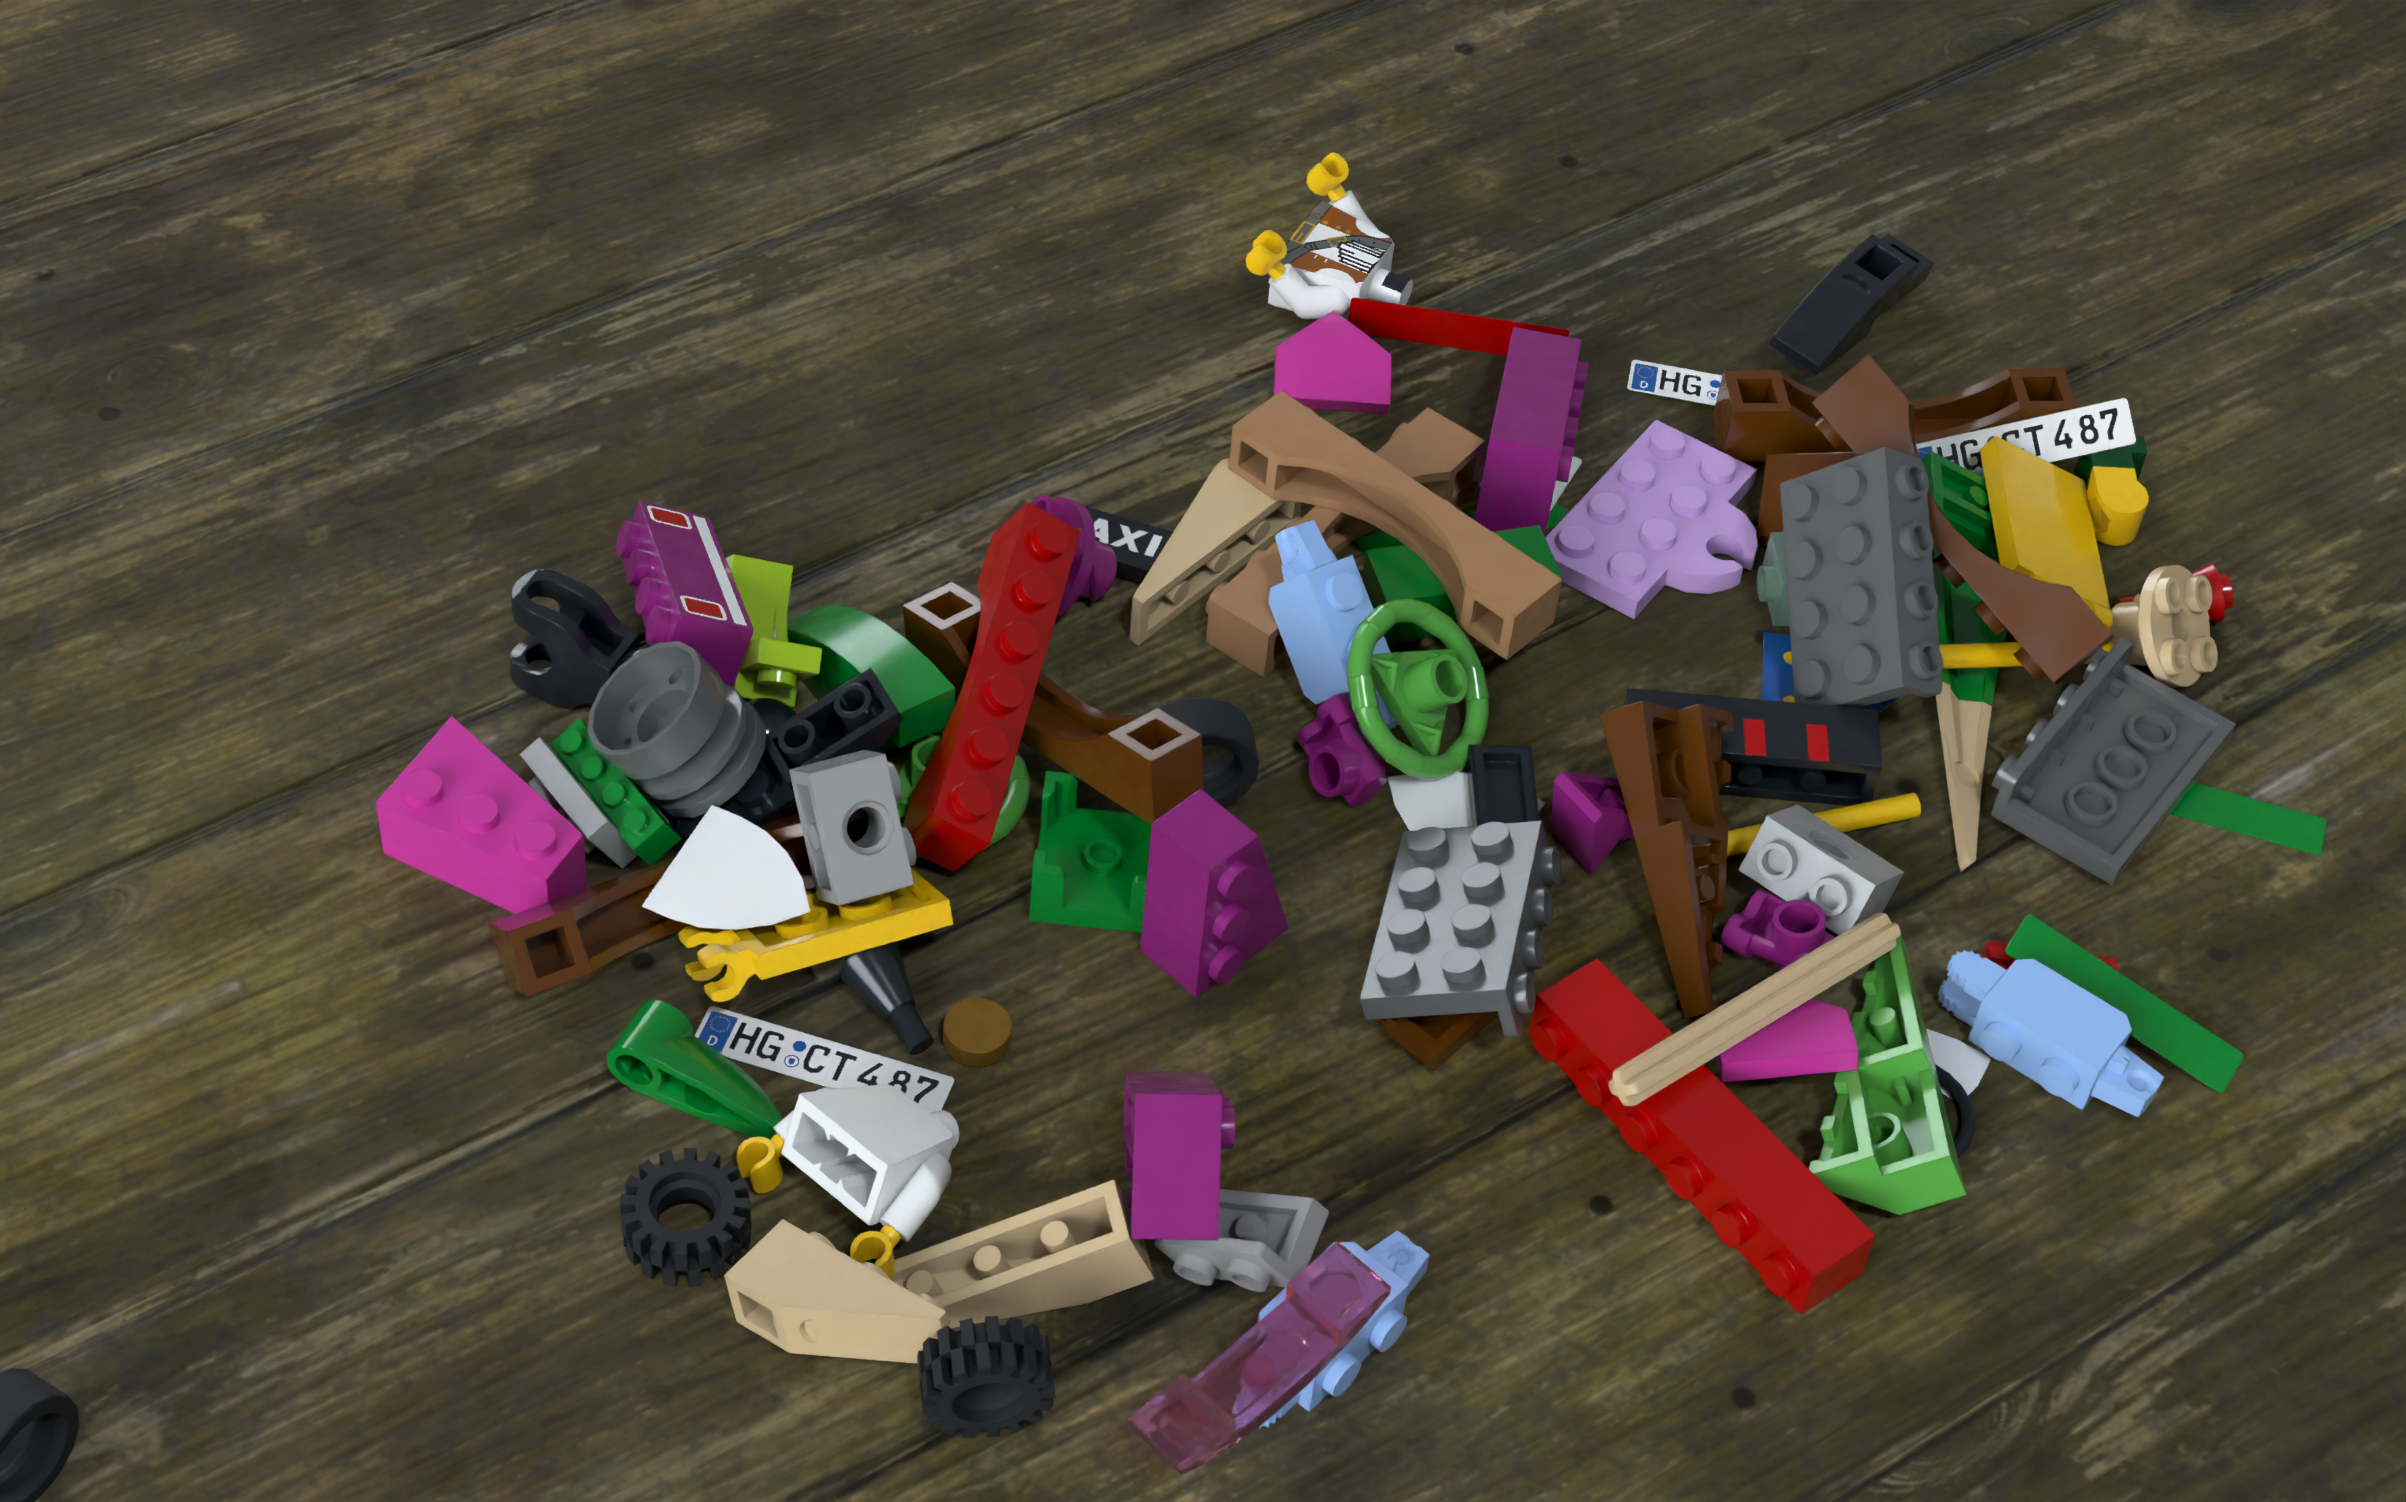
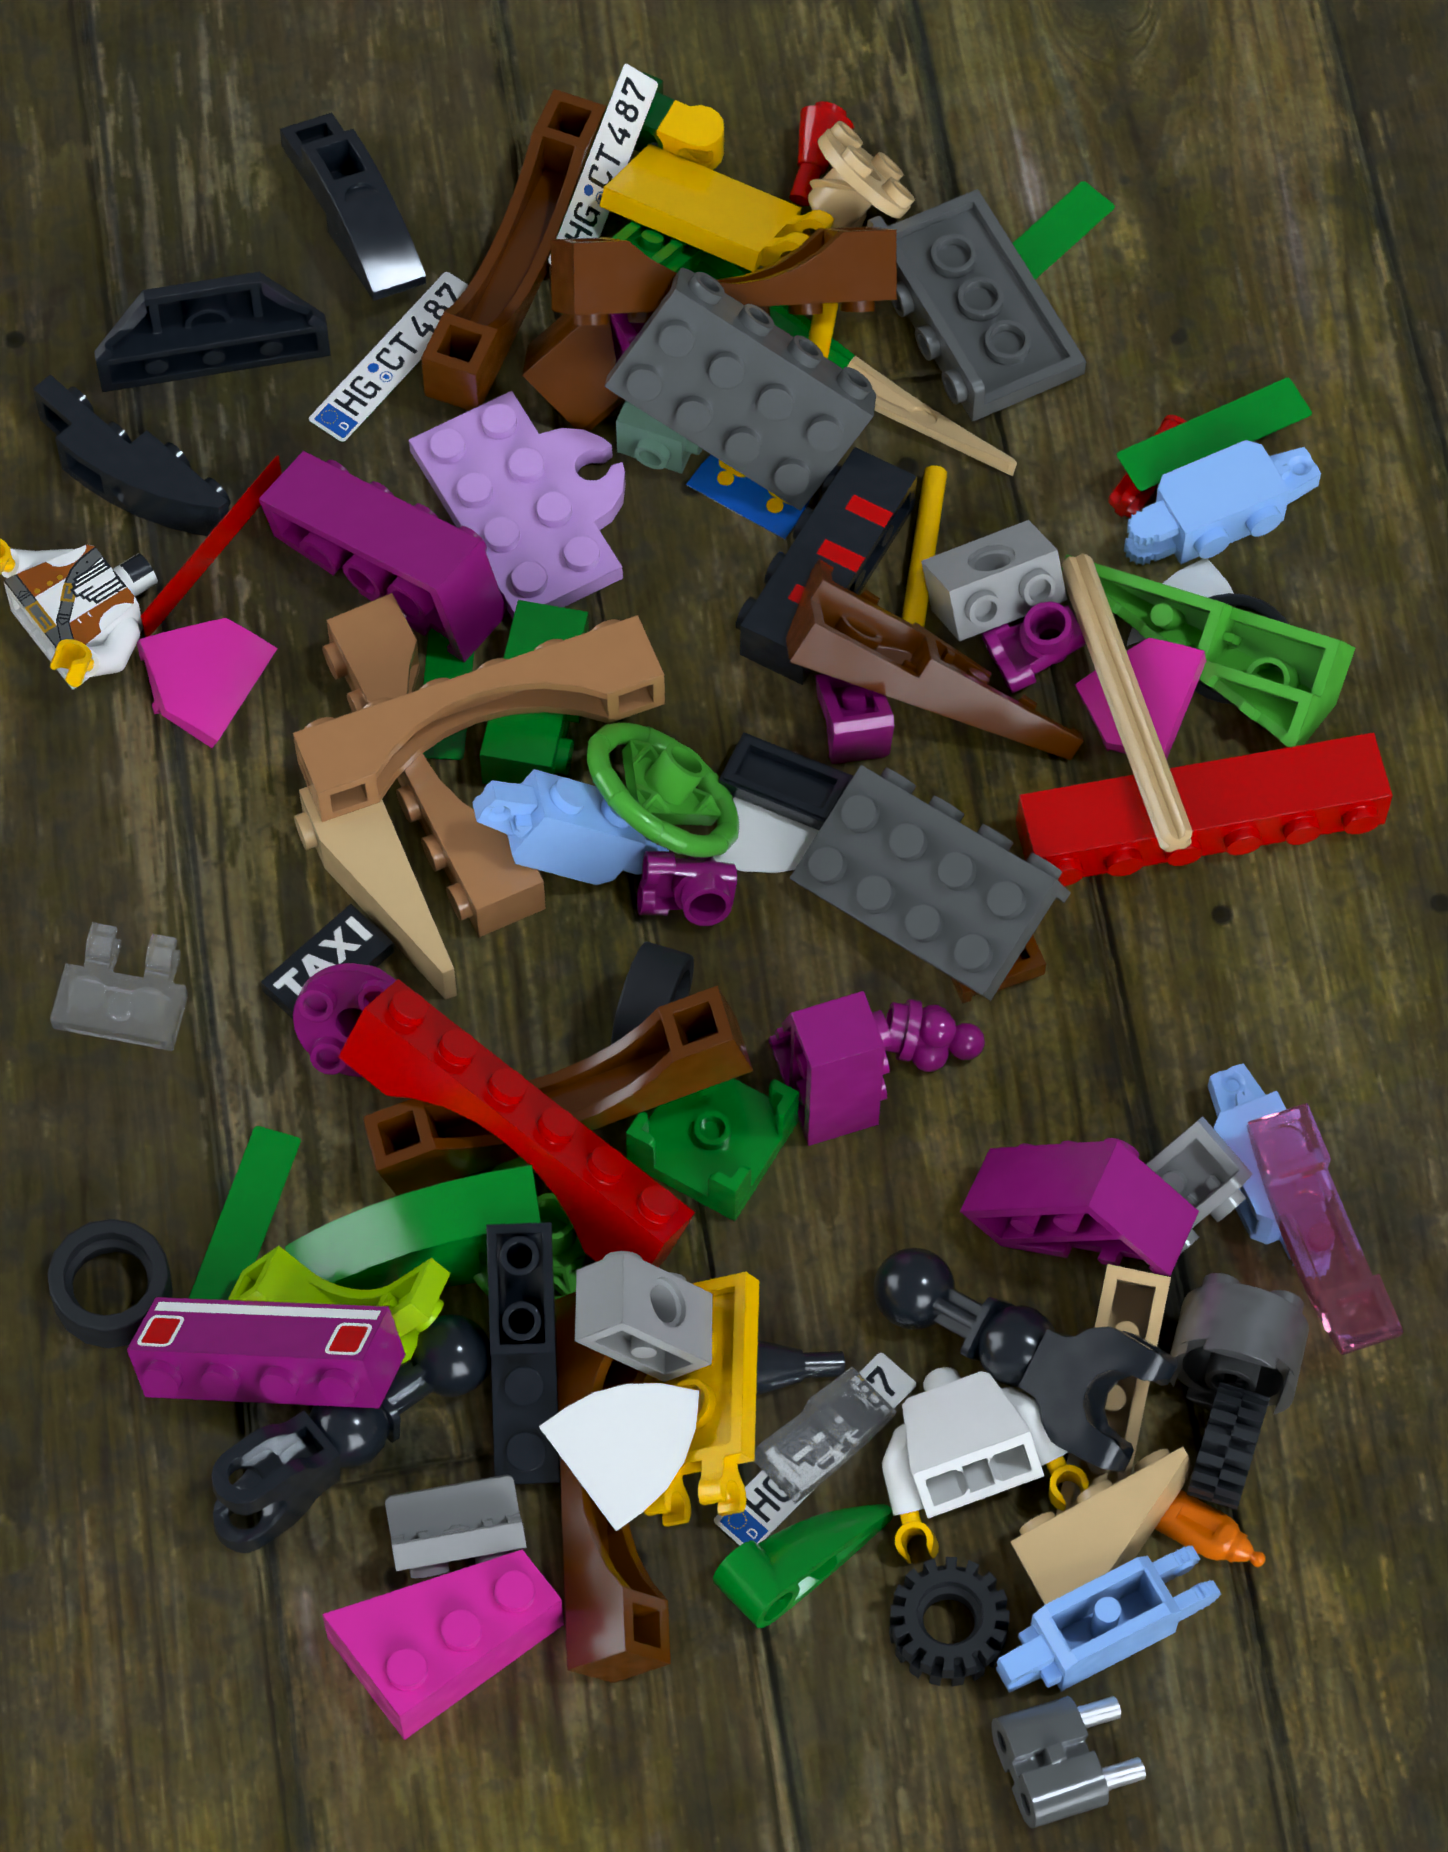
camera: 60 degrees left, 15 degrees up
(576, 1352) = (1052, 1762): none -> dark grey piece
(615, 795) = (465, 1506): green piece -> none
(677, 729) = (426, 1429): dark grey wheel -> none
(726, 466) = (86, 1244): none -> black tyre
(742, 1339) = (1104, 1622): none -> light blue hinge
(831, 1053) = (824, 1435): none -> clear slope
(860, 574) = (246, 1212): none -> green sticker
(894, 1412) = (1208, 1531): none -> orange piece
(977, 1032) = (847, 1313): pearl gold tile -> none
(984, 1185) = (1024, 1351): none -> black piece
(985, 420) = (120, 1005): none -> clear plate
(1104, 1346) = (1239, 1339): none -> flat silver brick
(1304, 990) = (928, 1034): none -> magenta piece
(1495, 247) = (135, 476): none -> black slope
(1653, 247) = (209, 331): none -> black wedge

